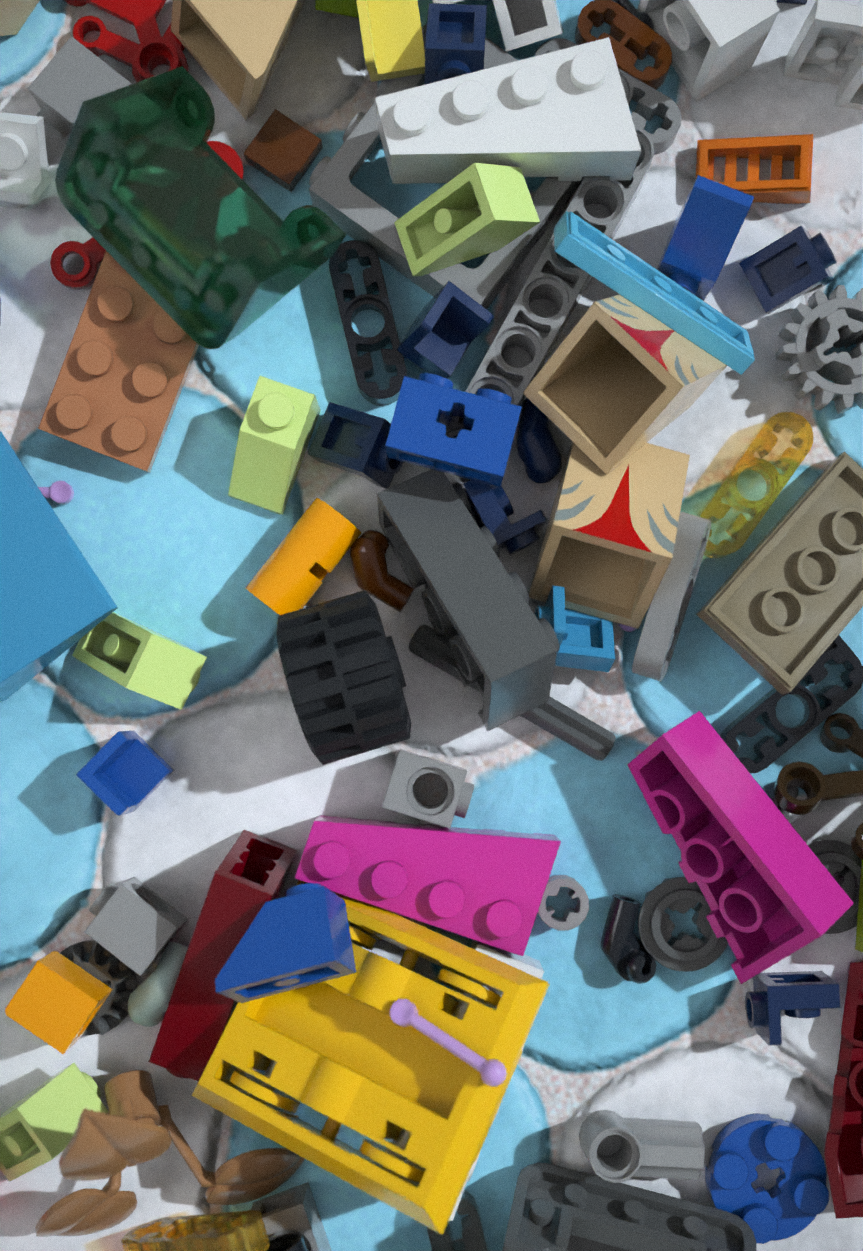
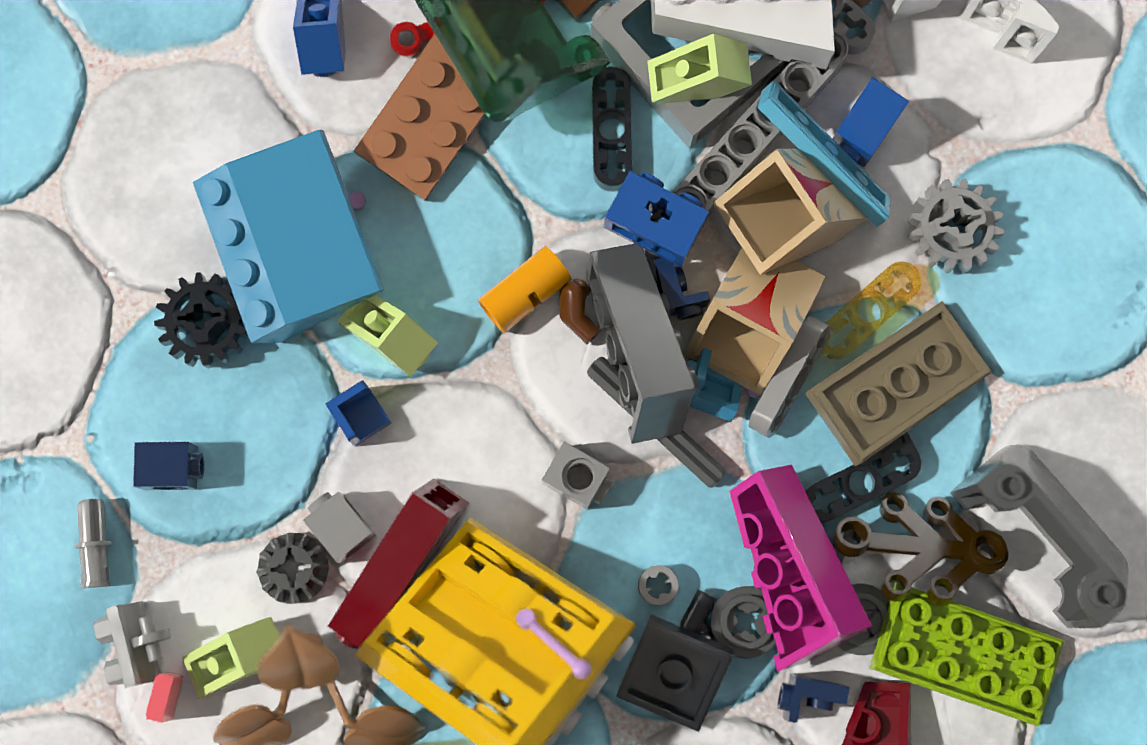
camera: 10 degrees right, 5 degrees down
(57, 1001) = (272, 565): light orange panel -> none
(151, 998) = (337, 584): light aqua arm -> none
(272, 444) = (521, 201): yellowish green slope -> none
(290, 946) = (453, 558): blue slope -> none
(343, 677) = (537, 377): black wheel -> none
(355, 444) = (582, 214): dark blue bracket -> none
(444, 331) = (666, 146): dark blue panel -> none
(452, 878) = (576, 542): dark pink wedge -> none
(537, 445) = (715, 245): dark blue arm -> none
(609, 1012) = (675, 673): none -> black tile
(774, 148) = (941, 70): orange slope -> none
(789, 268) = (930, 158): dark blue bracket -> none

